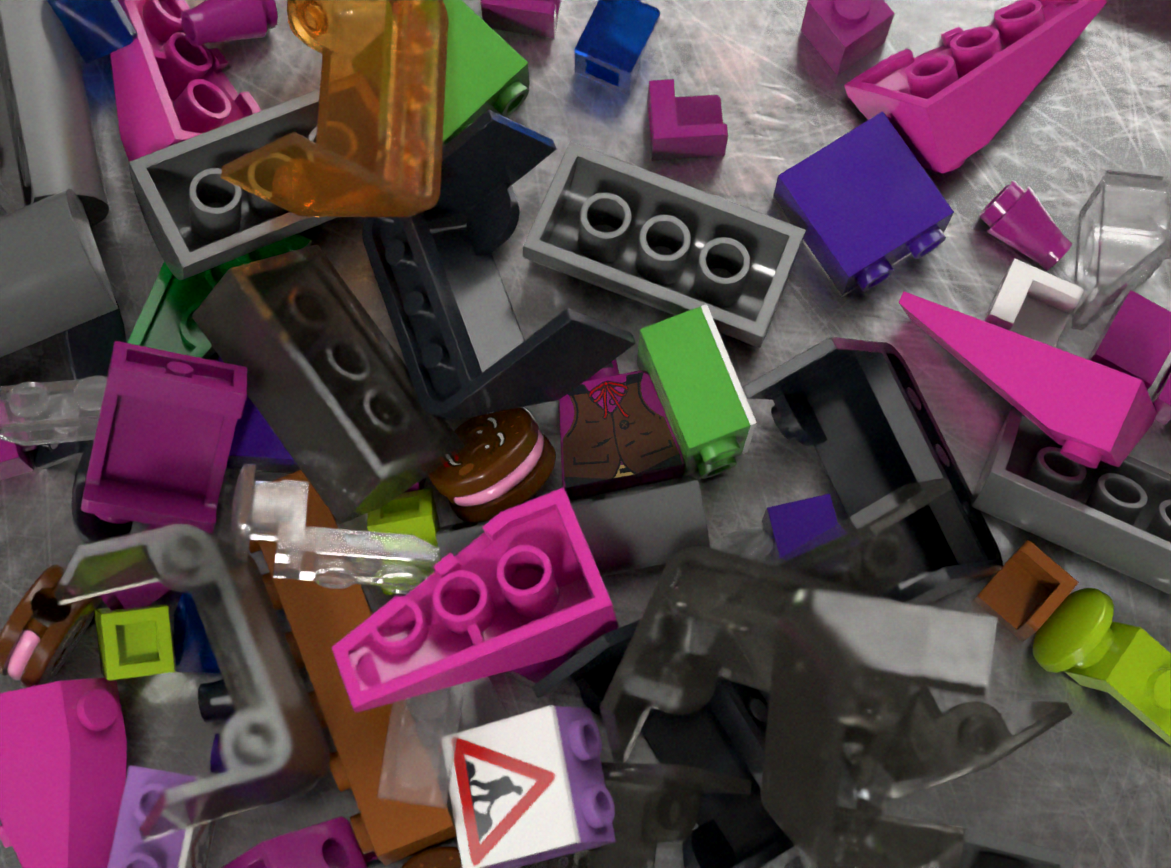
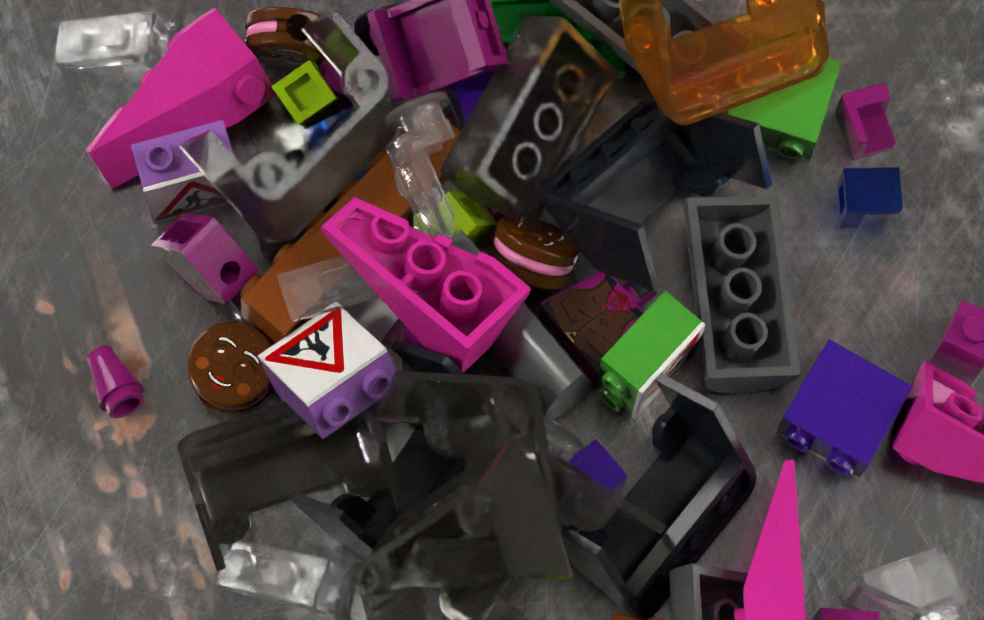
camera: 60 degrees right, 5 degrees down
(685, 124) = (836, 268): magenta panel -> none
(1025, 225) = (891, 526): magenta cone -> none
(1033, 303) = (831, 555): white panel -> none

